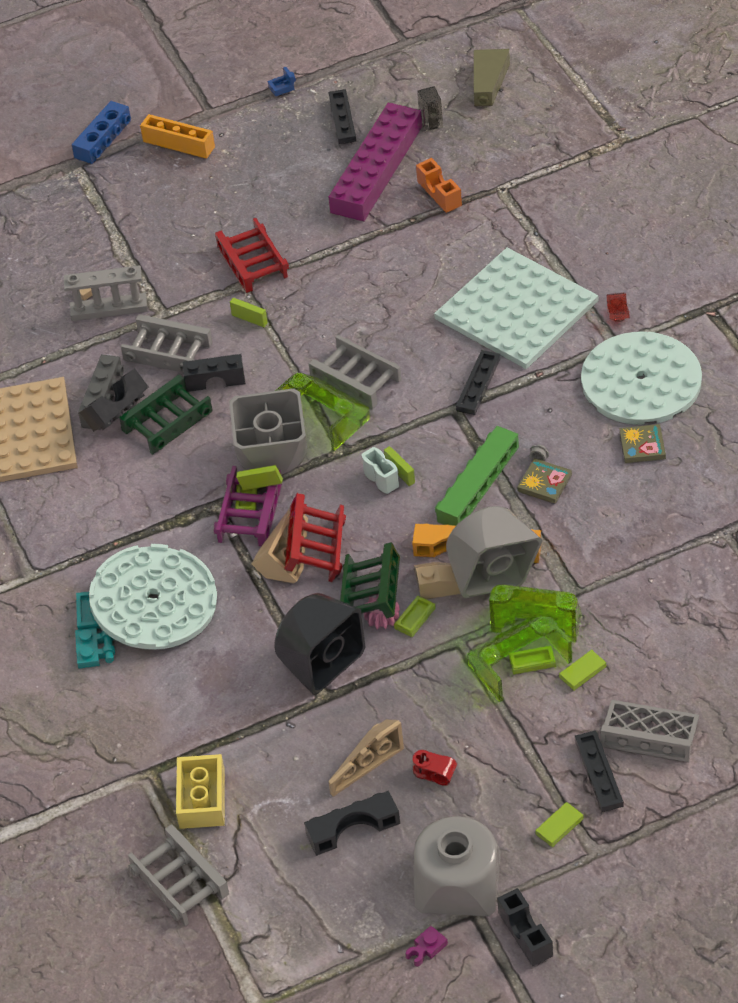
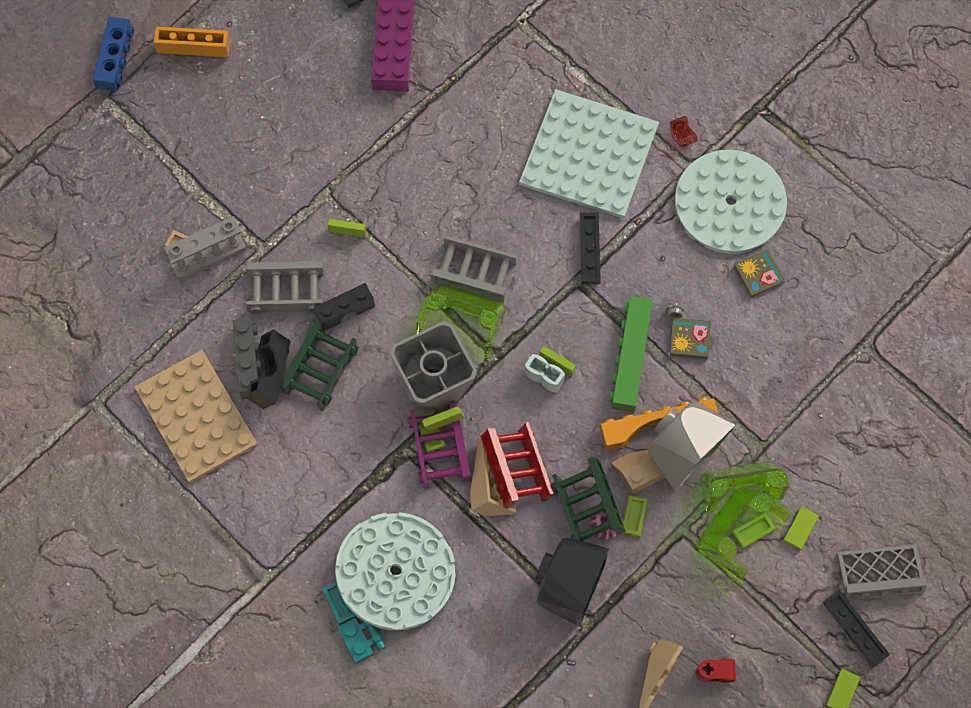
camera: 25 degrees left, 20 degrees up
(239, 266) = (316, 177): red fence -> none
(445, 193) = (455, 29): orange arch -> none

